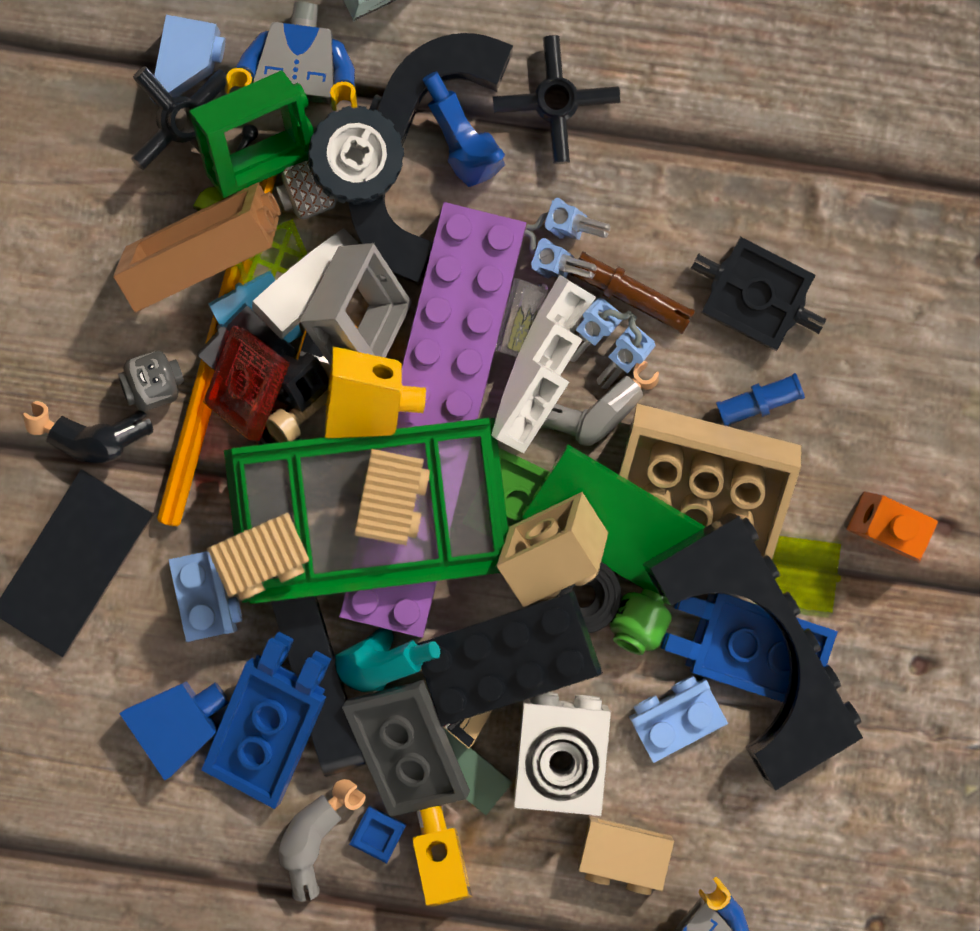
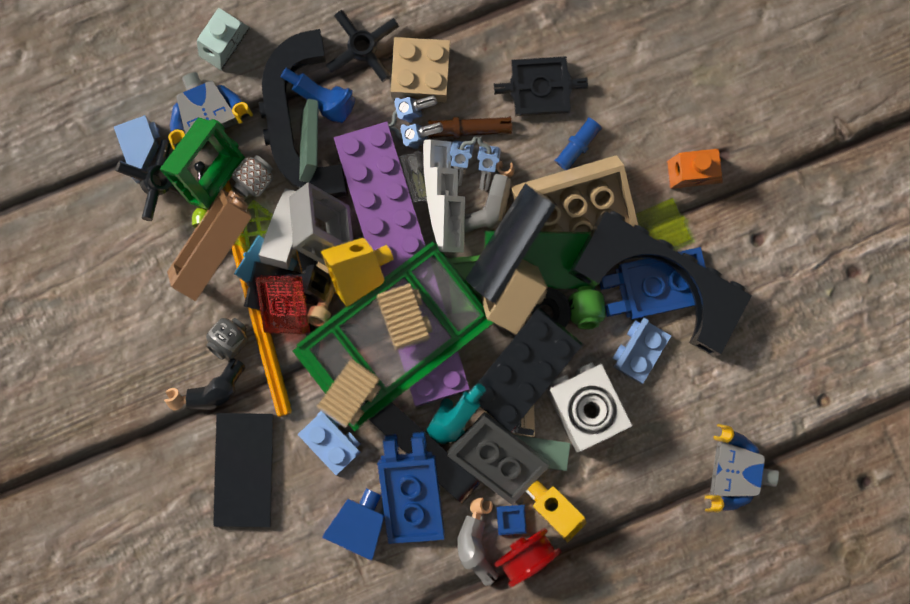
camera: 35 degrees left, 5 degrees down
(355, 155) = (268, 139): black wheel -> none
(366, 898) = (527, 557): none -> red wheel
(409, 186) = (309, 140): none -> sand green tile
(588, 483) = (510, 243): none -> black slope
(613, 177) = (420, 68): none -> tan brick
(625, 855) = (659, 444): tan brick -> none

